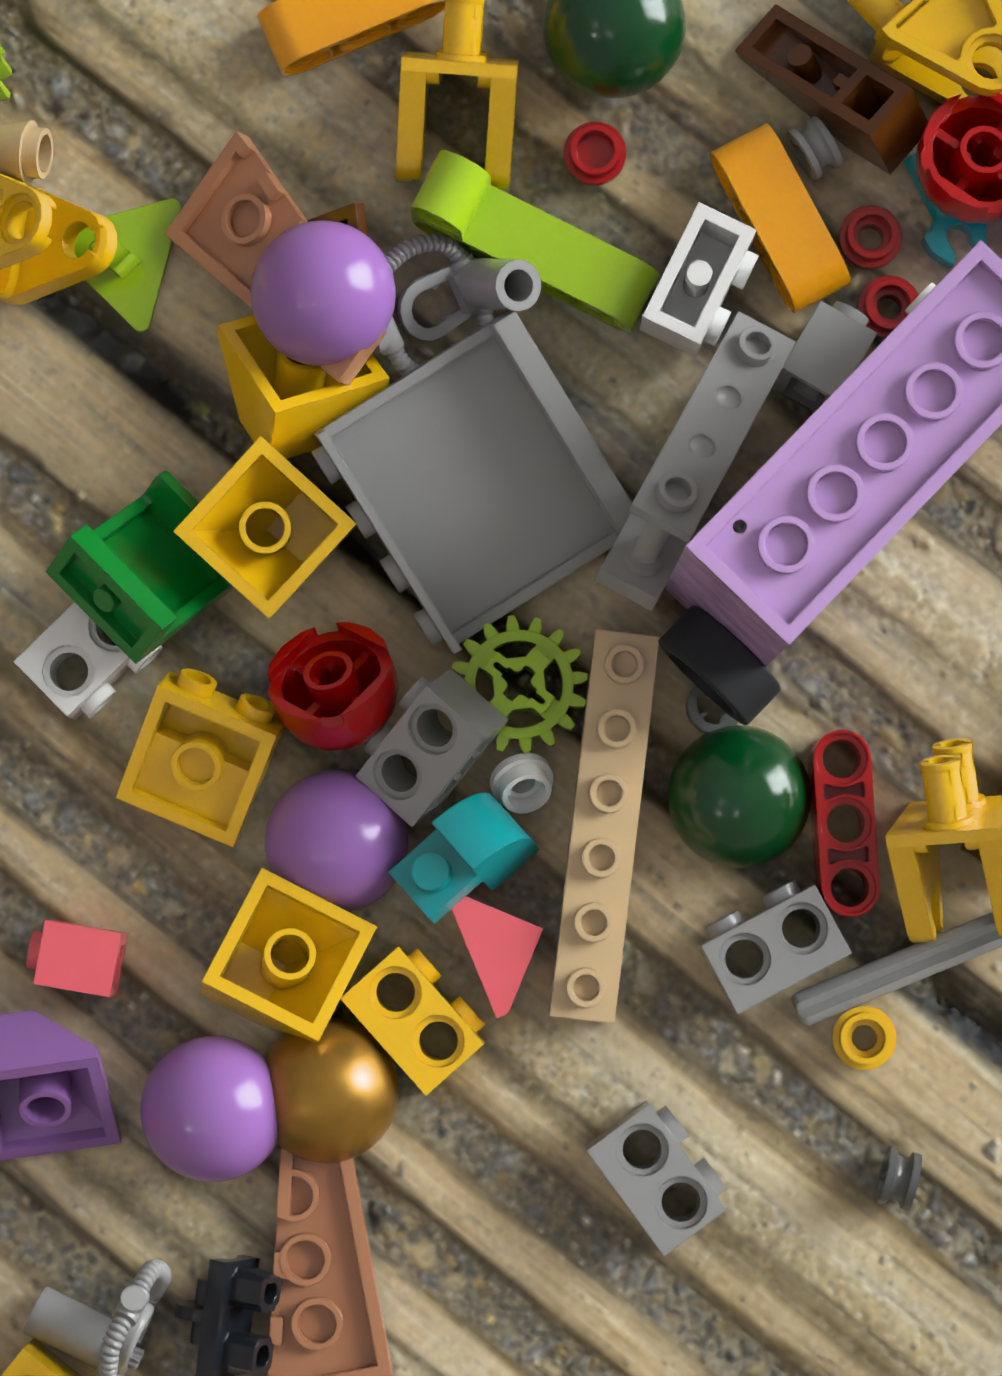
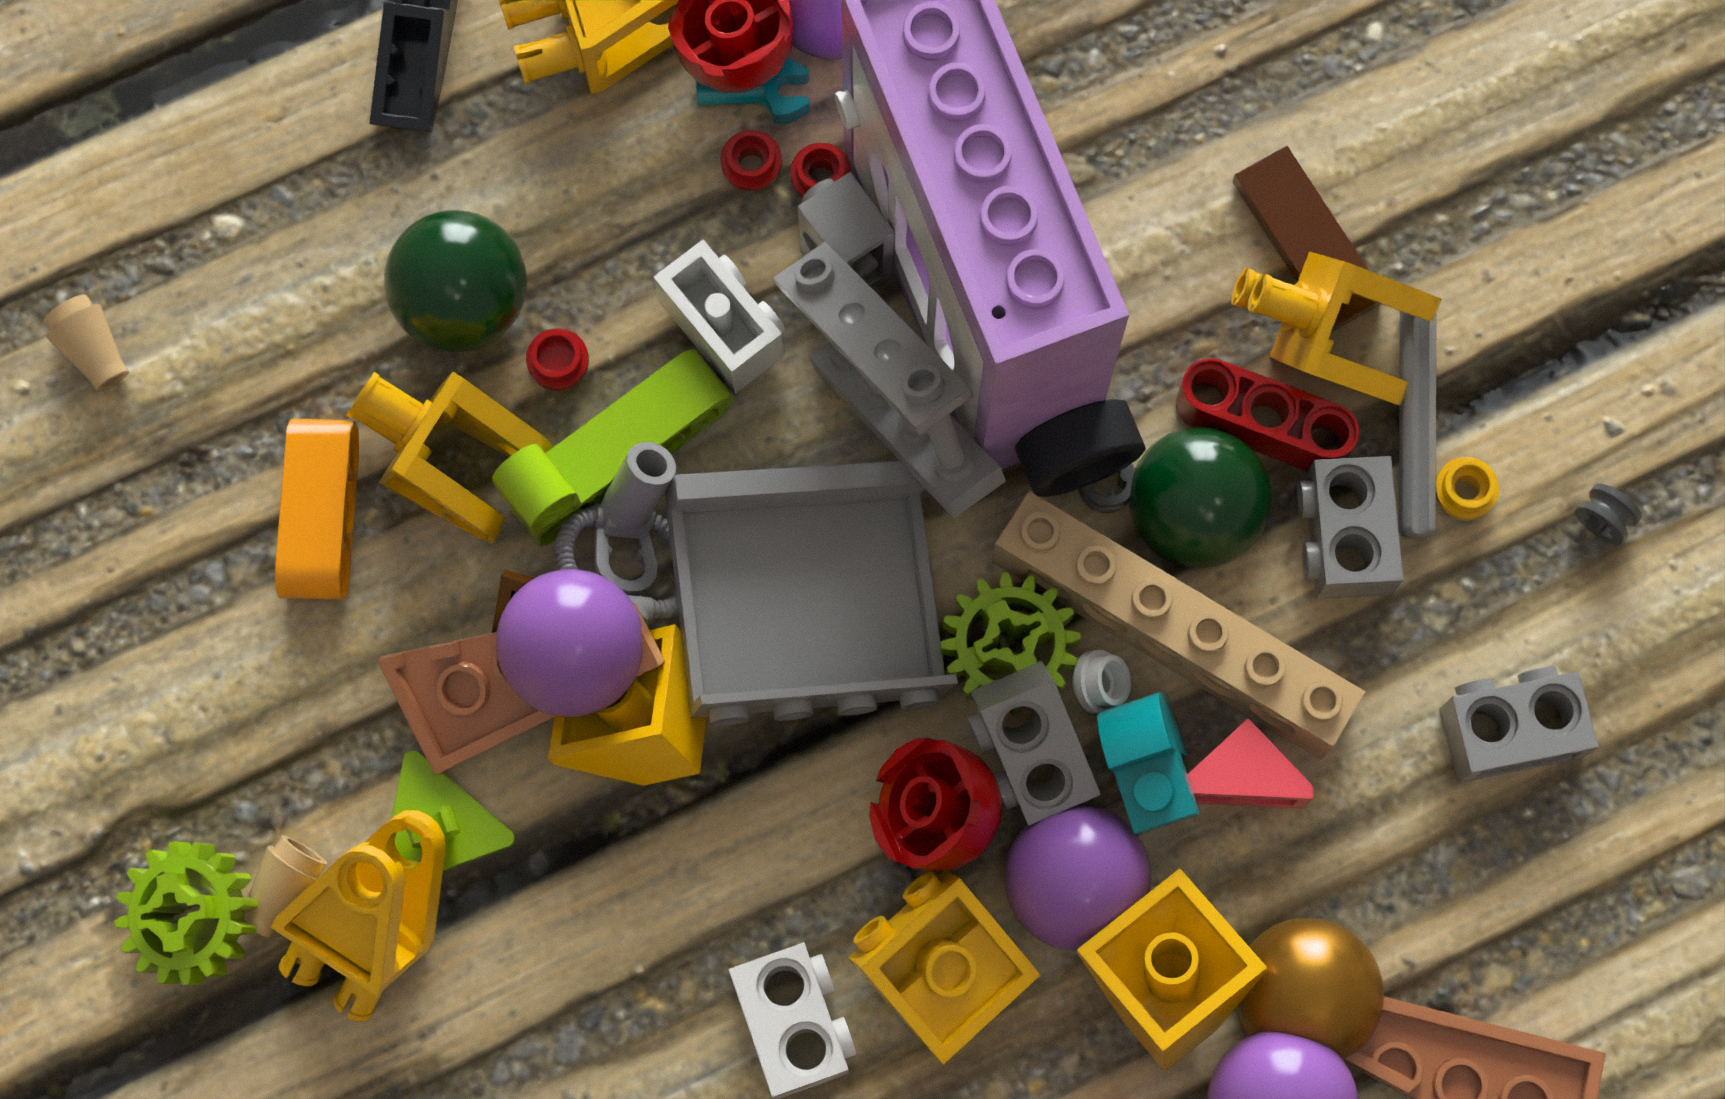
camera: 65 degrees left, 10 degrees down
(138, 573) = (744, 924): green panel -> none
(265, 527) = (760, 797): yellow slope -> none
(401, 1029) = (1281, 891): yellow brick -> none
(787, 224) = (665, 223): light orange beam -> none
(814, 148) = (649, 169): light grey bush -> none
(827, 80) = (606, 125): reddish brown slope -> none

